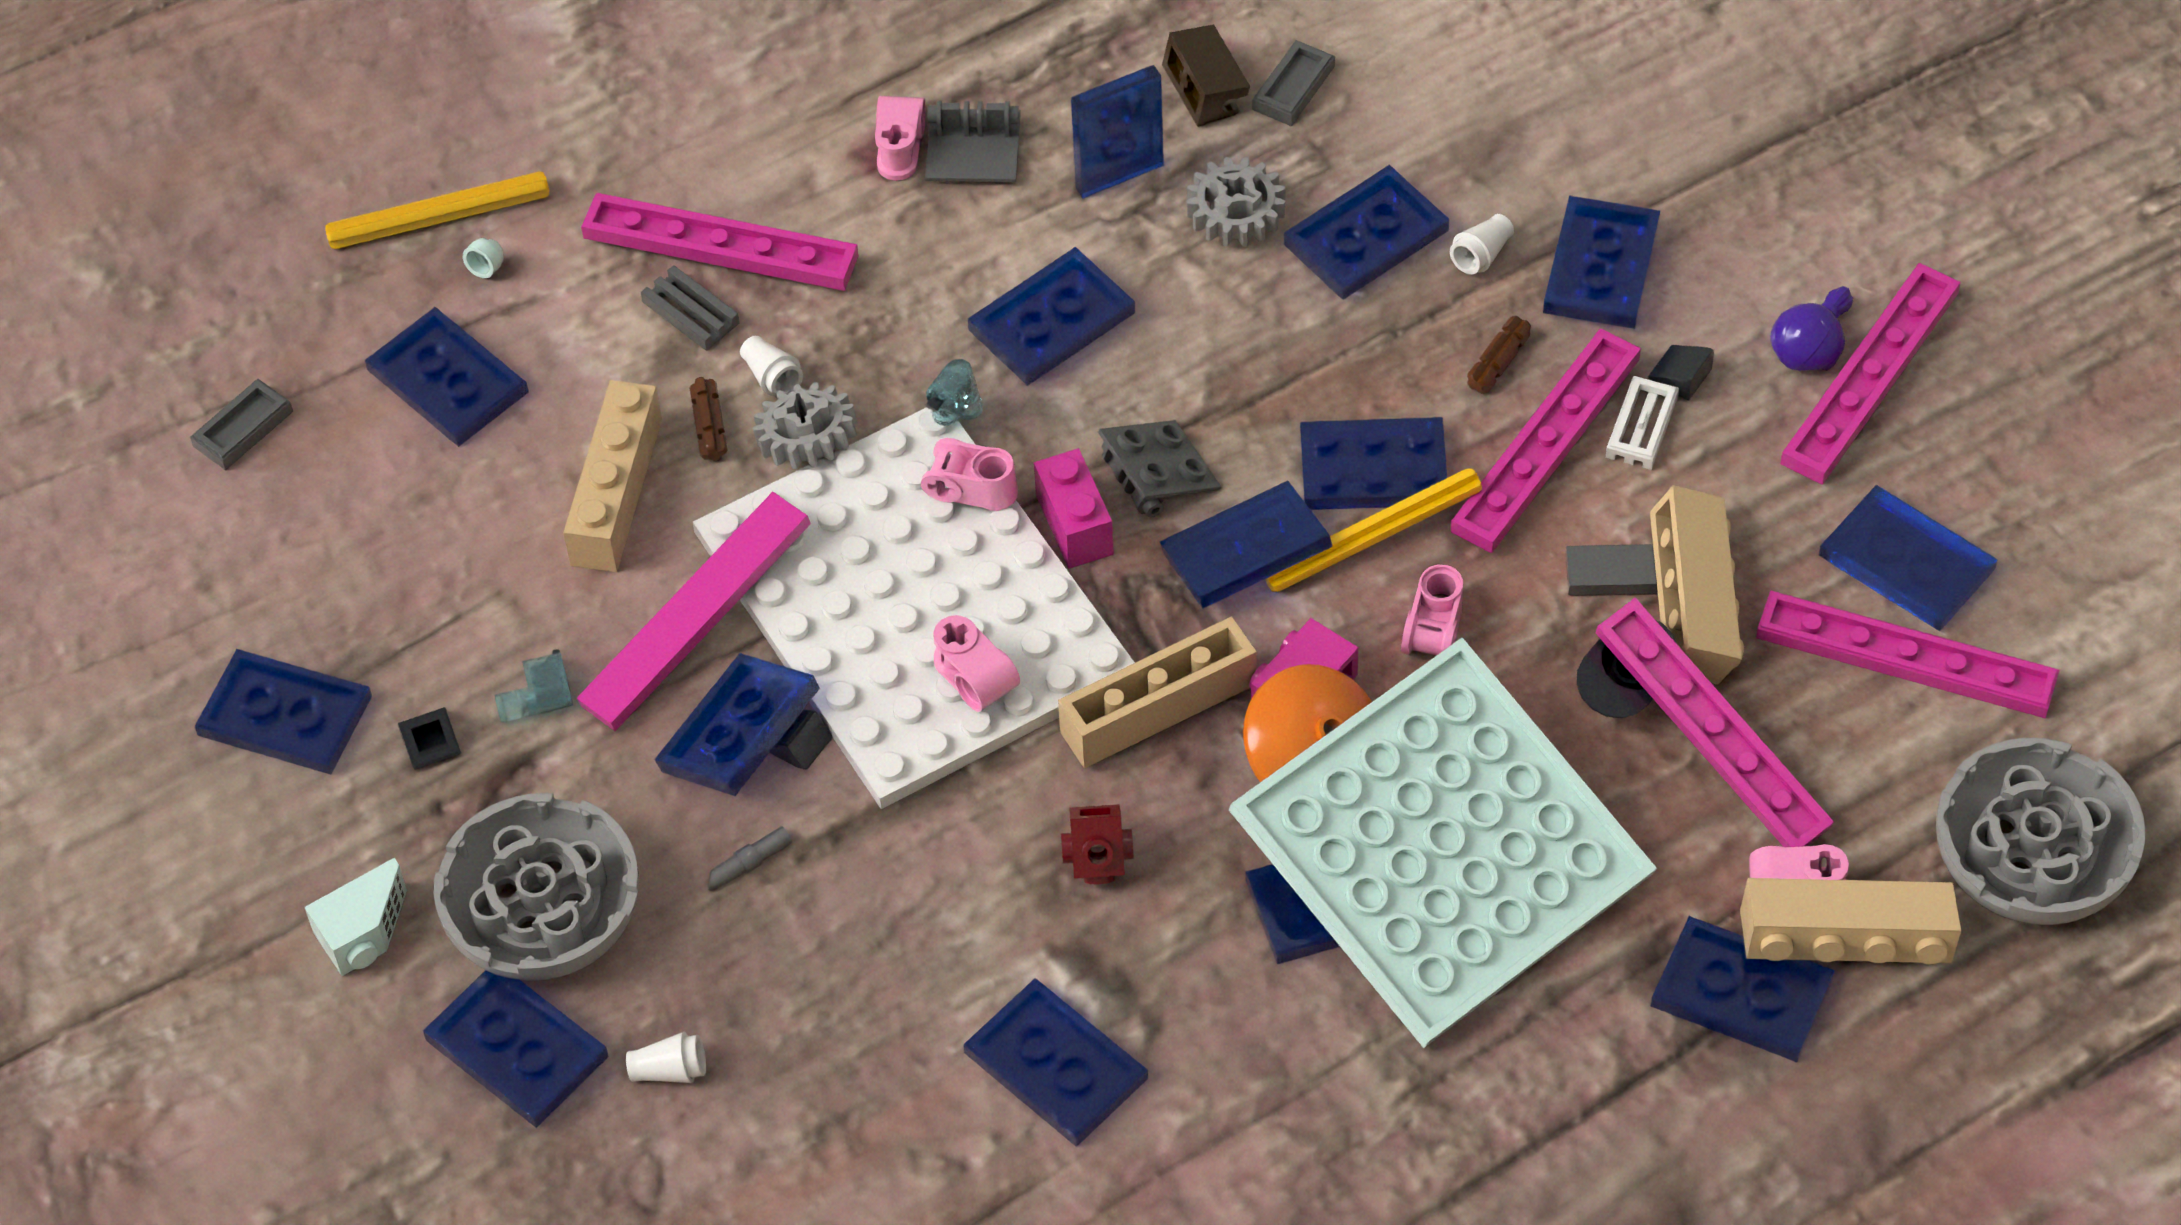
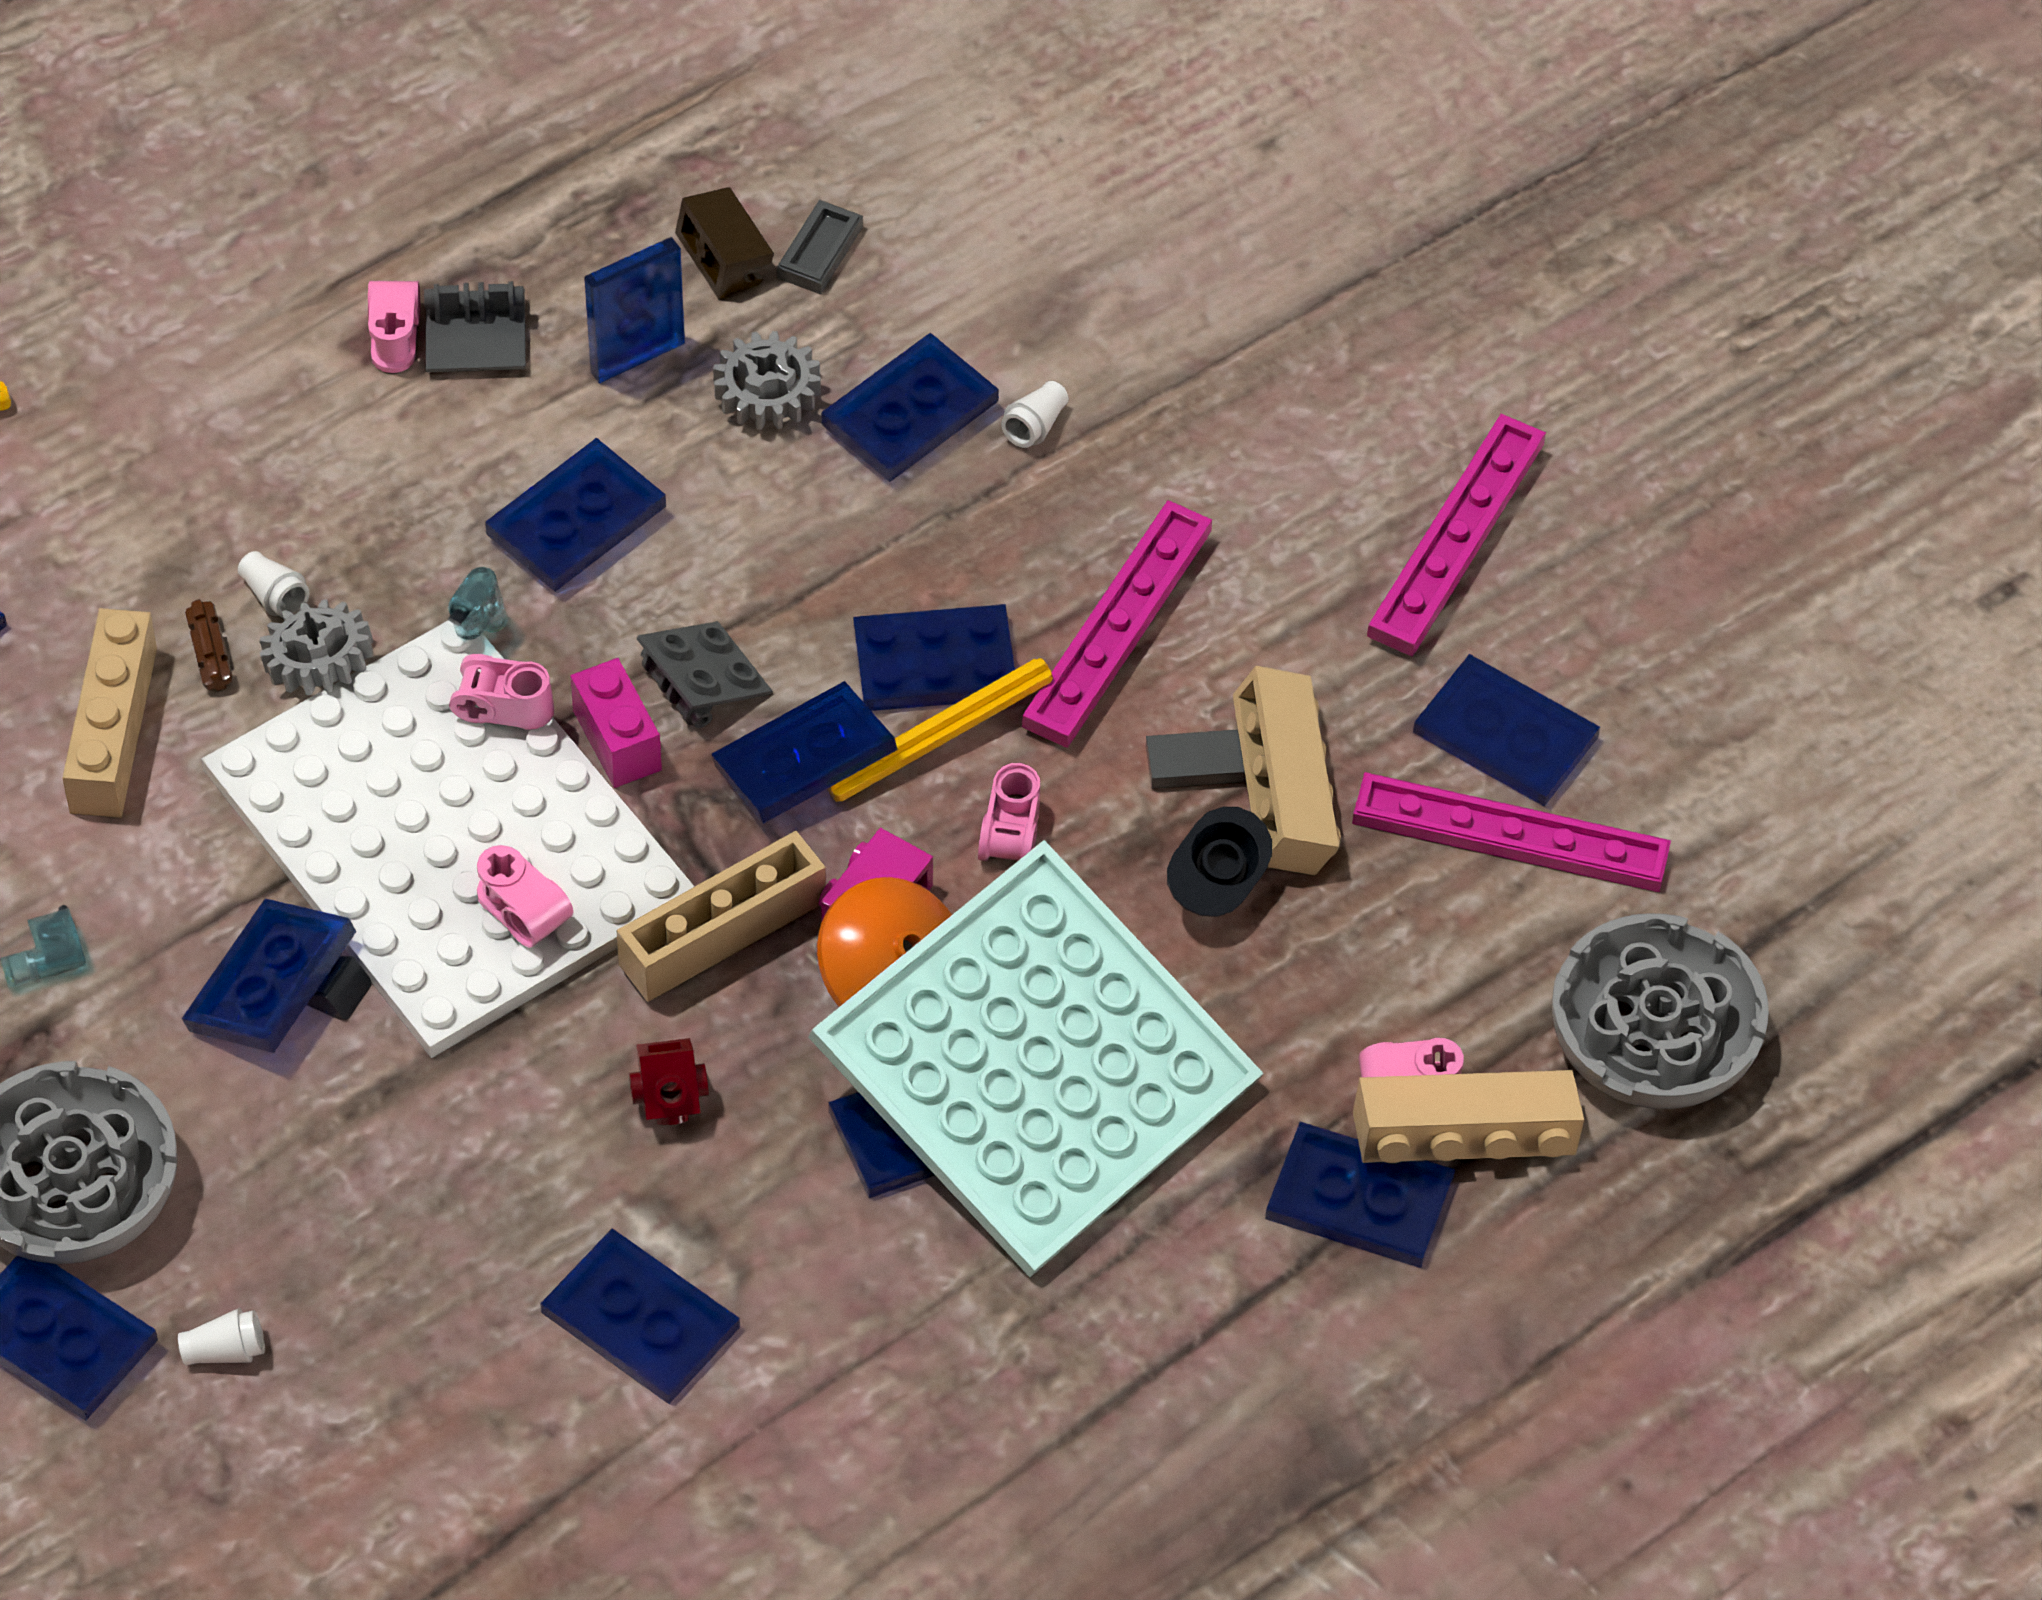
camera: 10 degrees left, 0 degrees up
(693, 611) = (211, 856): dark pink tile -> none
(700, 295) = (185, 518): dark grey tile -> none
(720, 241) = (205, 449): dark pink plate -> none
(748, 857) = (292, 1118): flat silver piece -> none
(1499, 354) = (1061, 533): reddish brown axle -> none
(1601, 262) = (1164, 428): clear blue plate -> none
(1633, 450) = (1210, 630): white tile -> none
(1684, 368) = (1257, 540): black slope -> none
(1713, 726) = (1313, 919): dark pink plate -> none
(1811, 334) = (1390, 495): dark purple hair -> none

